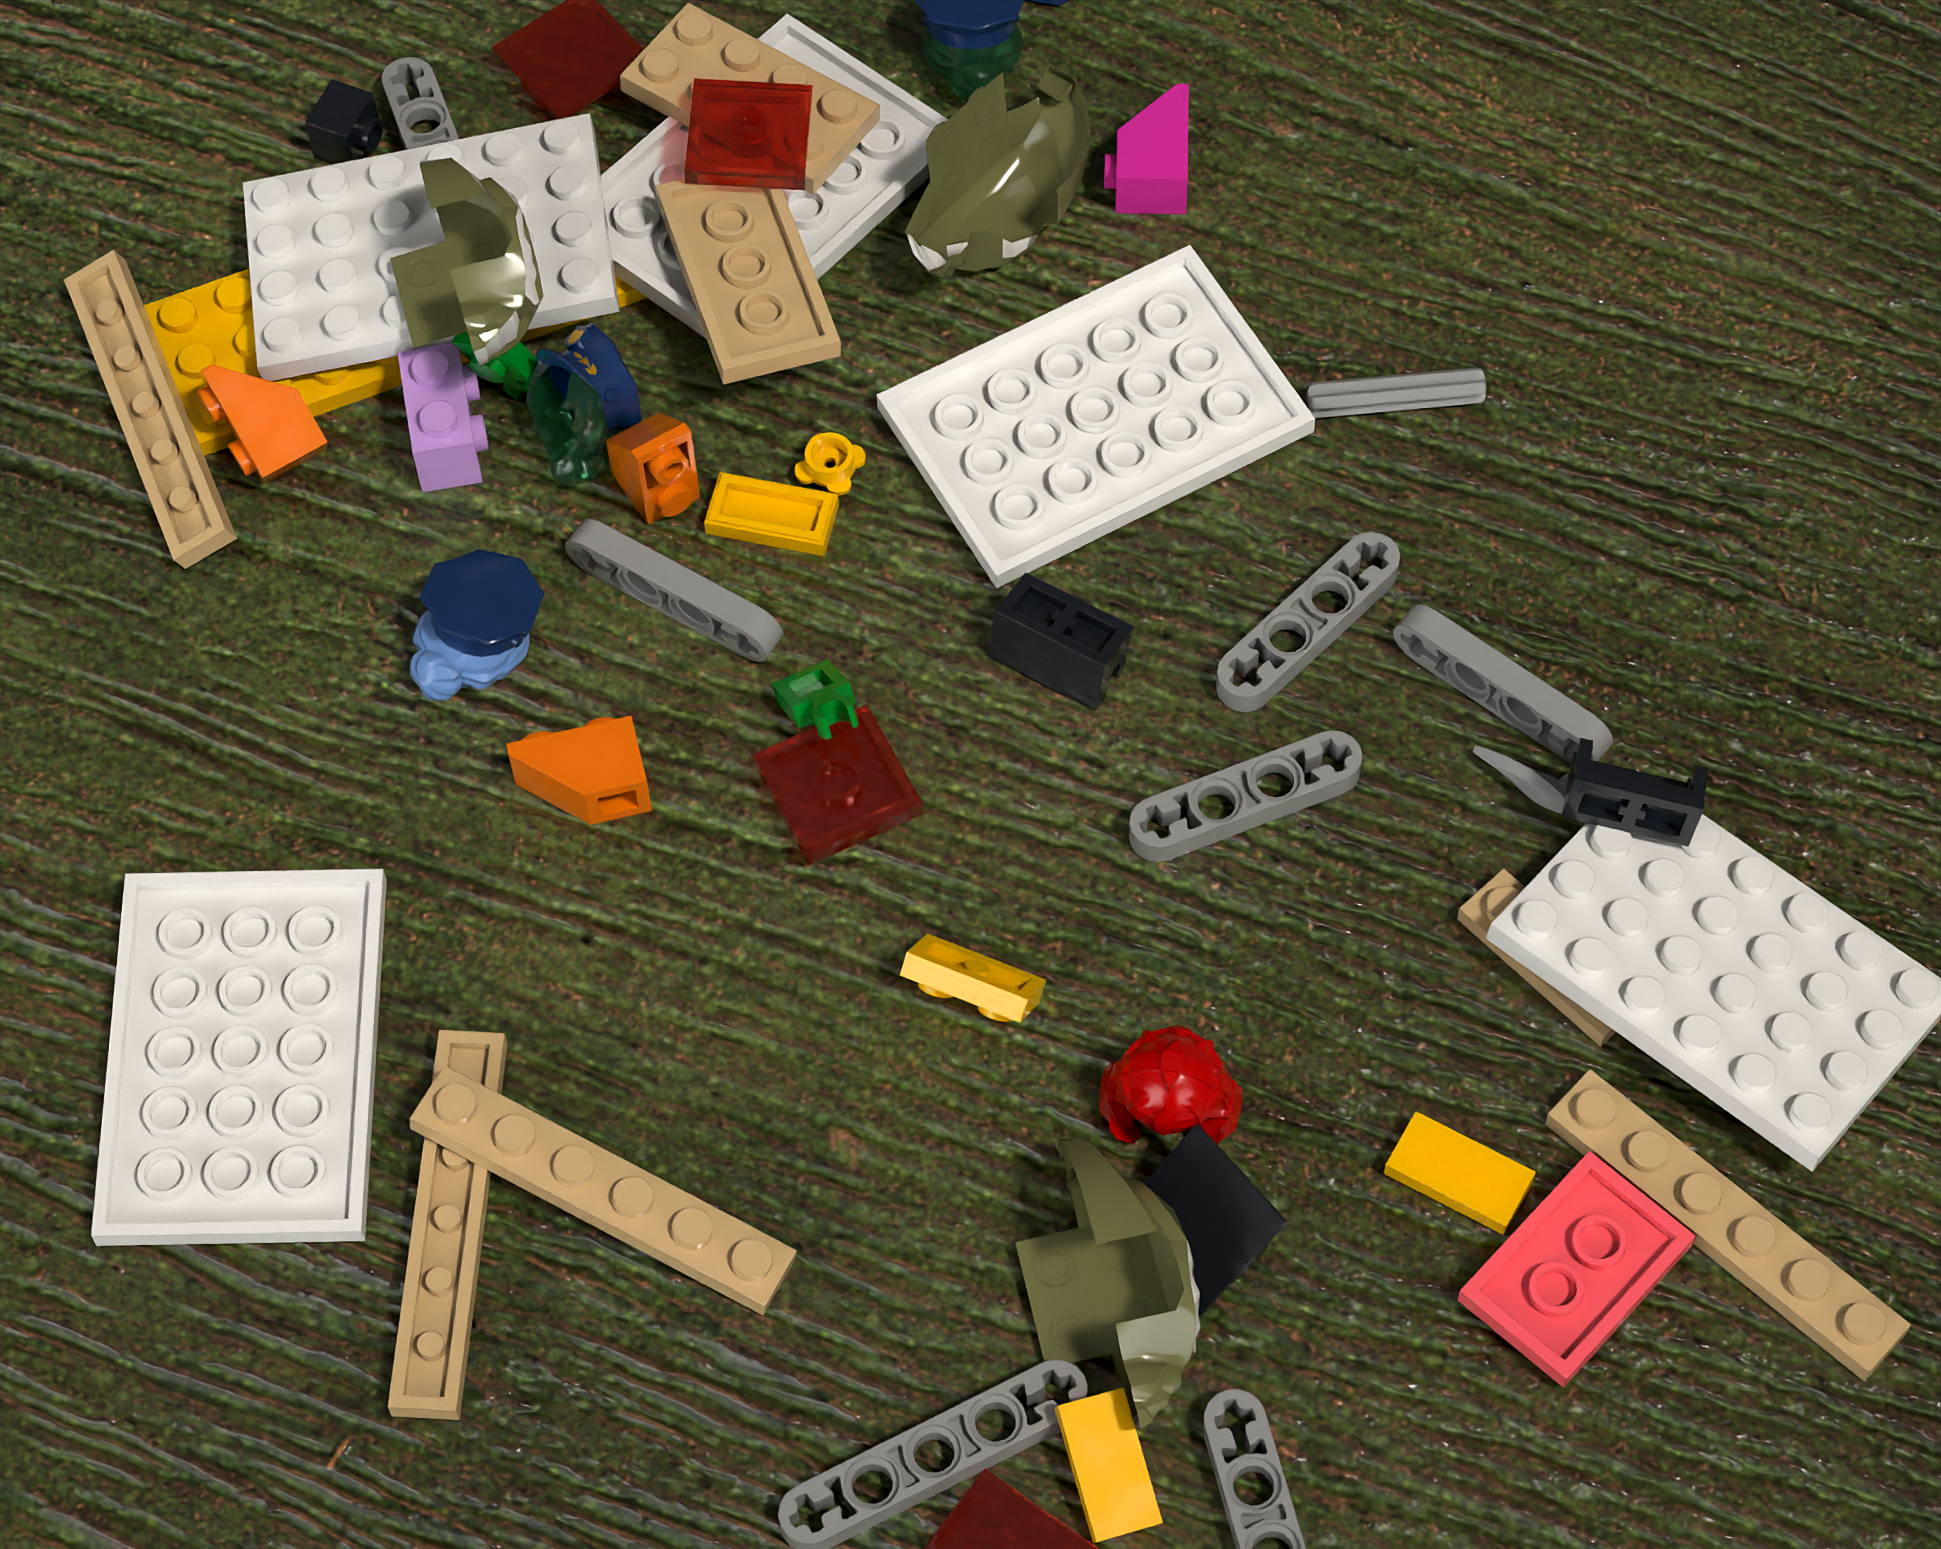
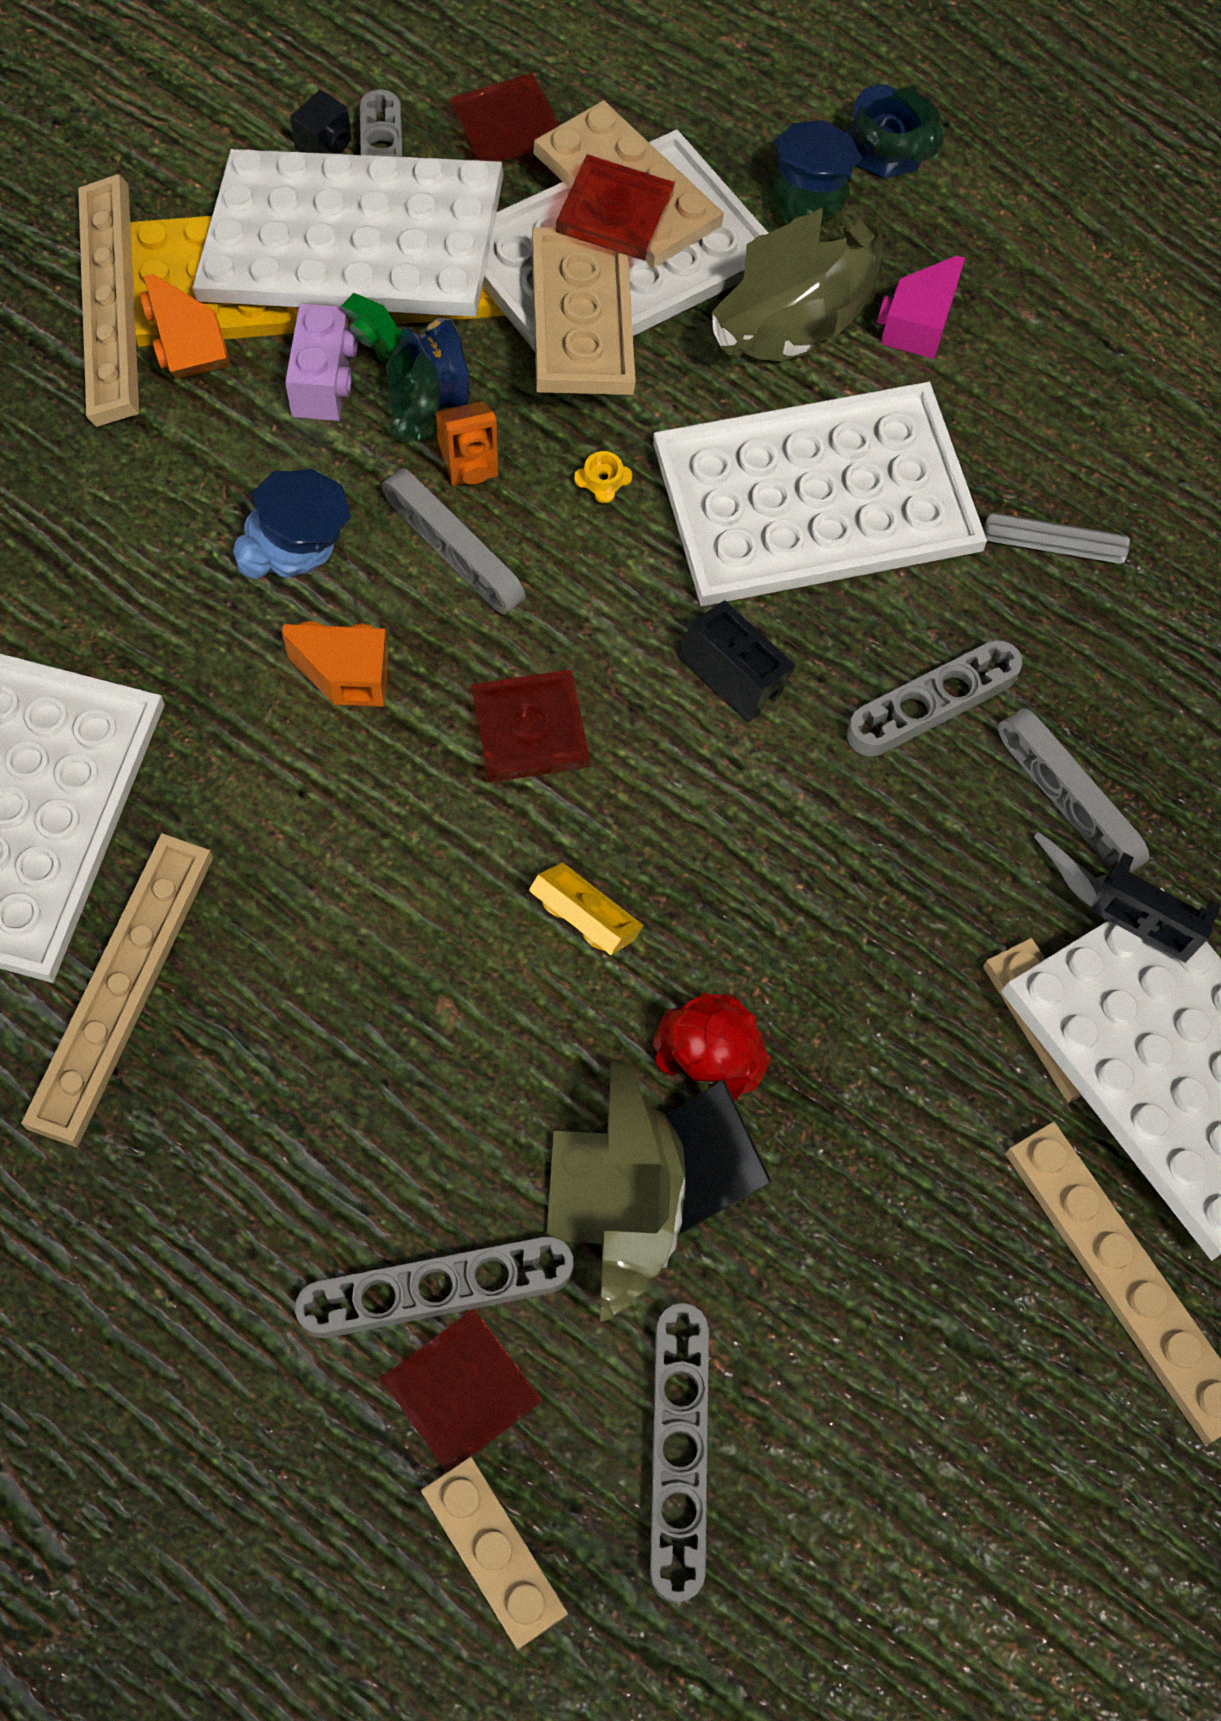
camera: 10 degrees right, 5 degrees up
(478, 277) = (371, 264): olive animal -> none
(603, 1189) = (245, 996): tan plate -> none
(771, 514) = (547, 503): yellow tile -> none
(817, 698) = (534, 653): green plate -> none
(1108, 1465) = (569, 1338): yellow tile -> none
(1240, 787) = (846, 830): light grey beam -> none
(1459, 1172) = (924, 1175): yellow tile -> none
(1576, 1268) = (995, 1284): coral plate -> none

